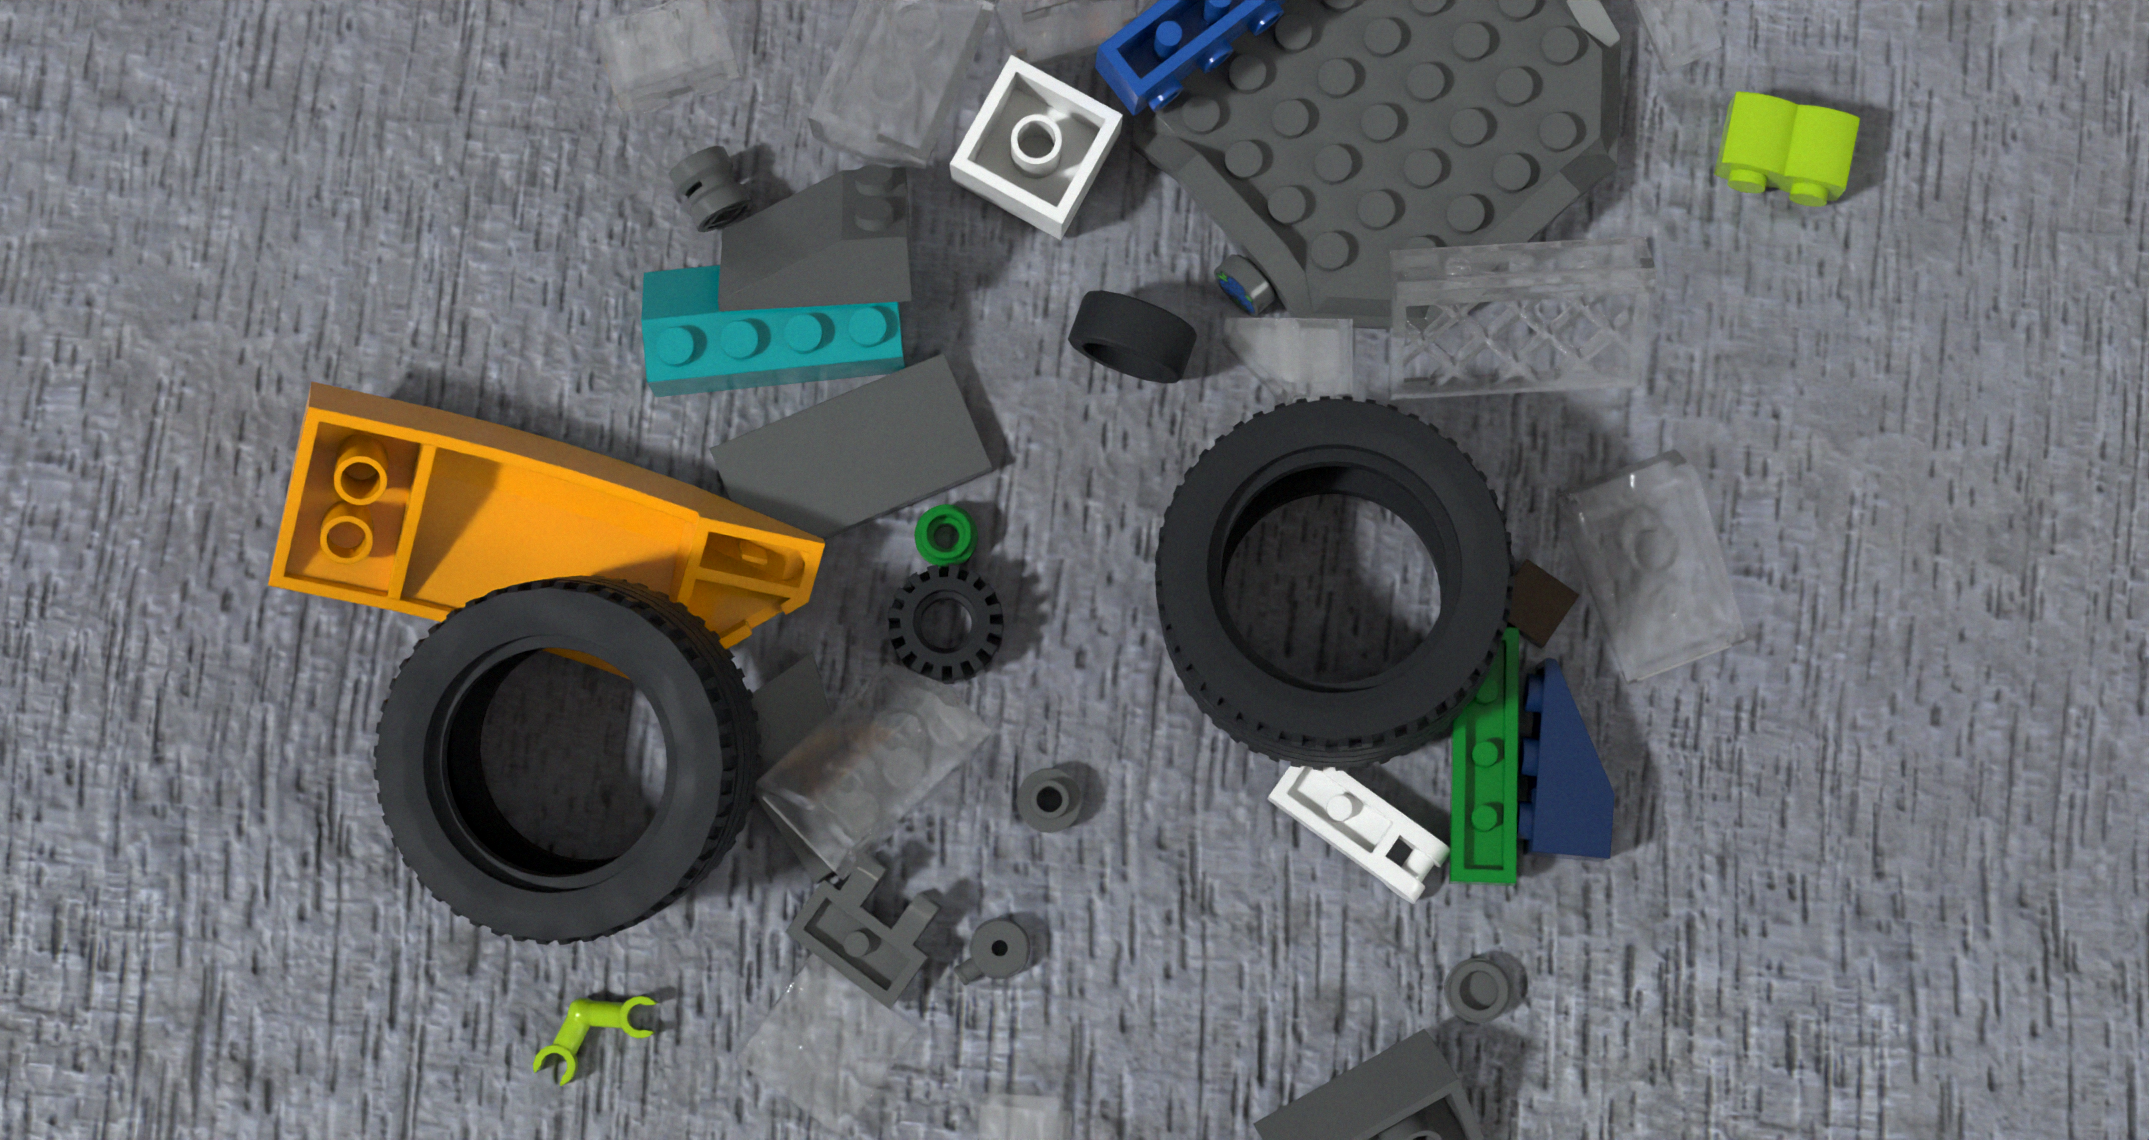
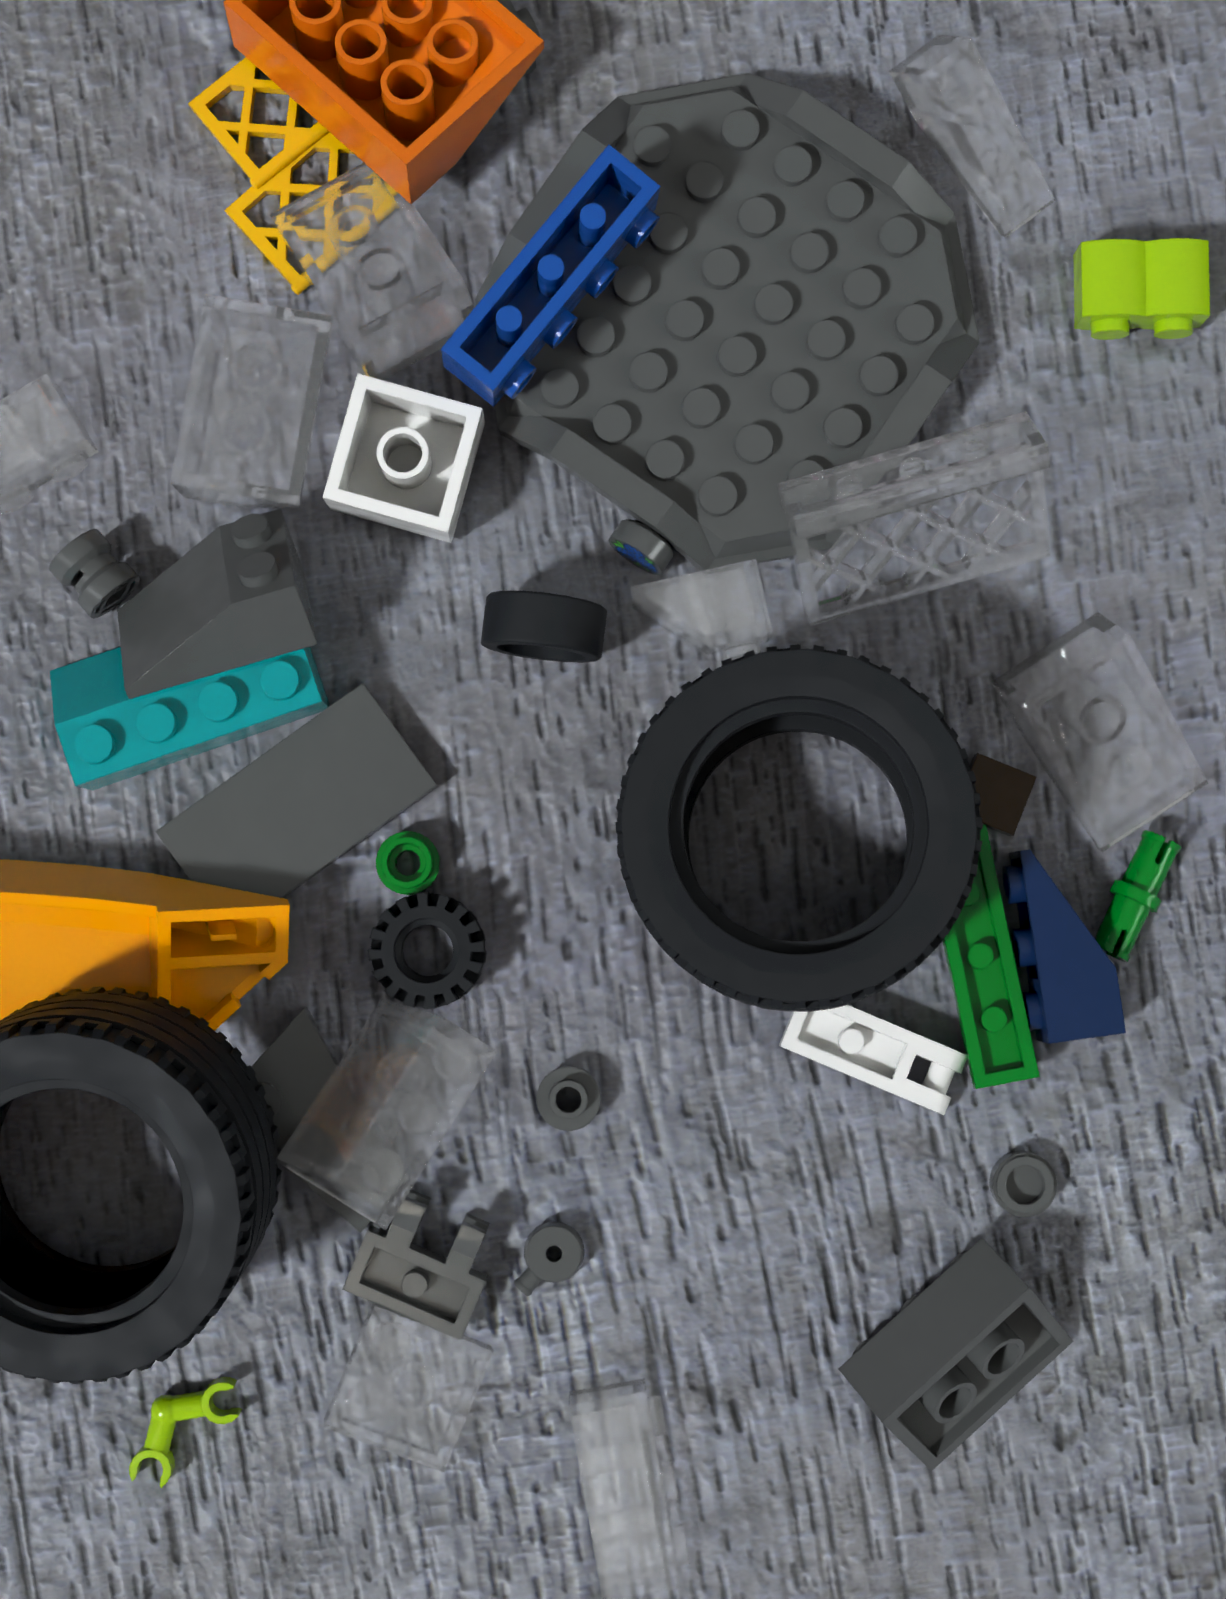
camera: 15 degrees left, 5 degrees up
(1652, 733) = (1136, 895): none -> green pin

